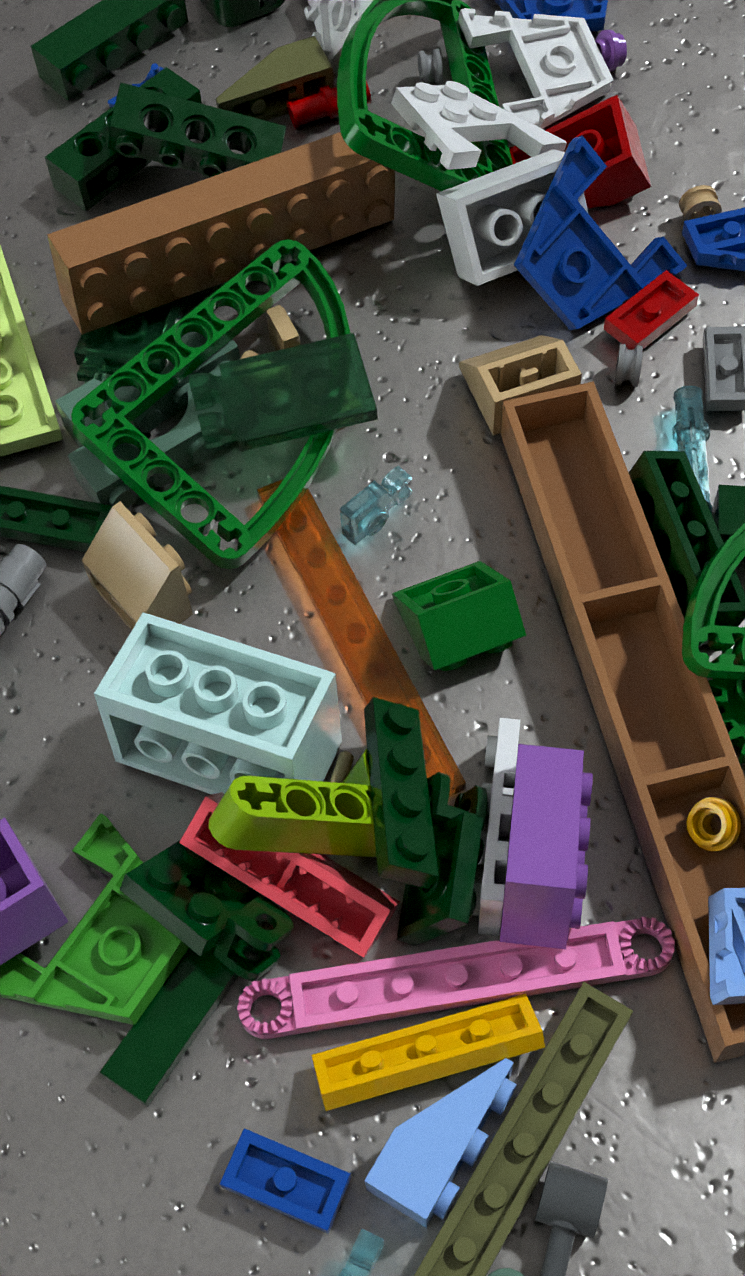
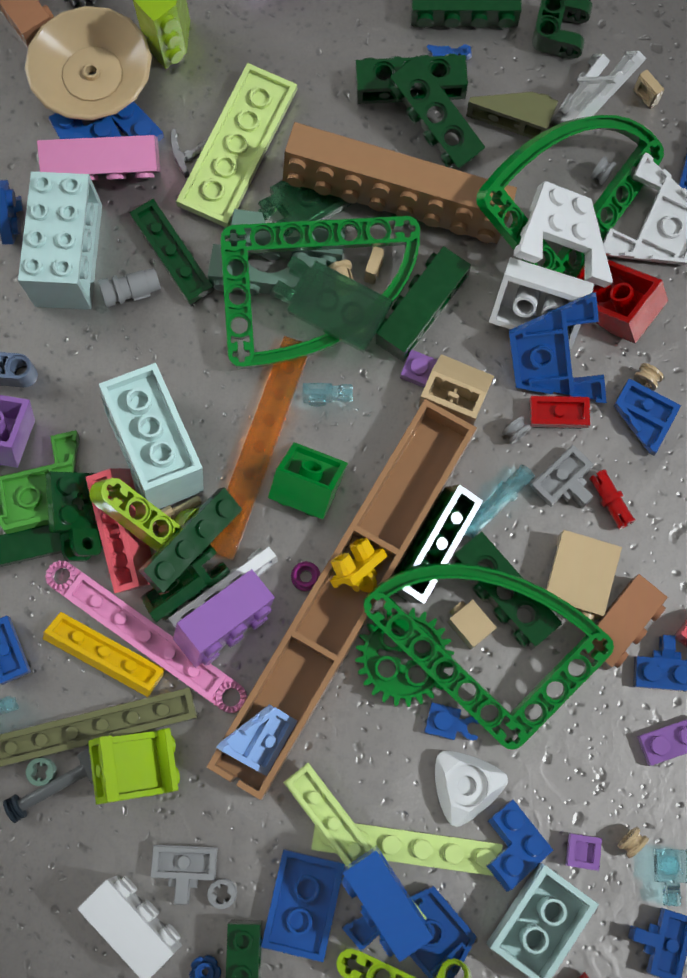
camera: 40 degrees right, 15 degrees up
(135, 570) = (187, 334): tan slope -> none
(317, 106) = (517, 139): red pin -> none
(383, 327) = (423, 303): none -> dark green brick
(429, 1148) = (64, 692): light blue slope -> none
(450, 399) = (417, 368): none -> medium lavender plate
(577, 710) = (301, 568): none -> magenta plate
(627, 1149) = (133, 766): none -> lime panel
(632, 638) = (359, 571): none -> yellow hips
(700, 829) = (307, 676): yellow plate -> none

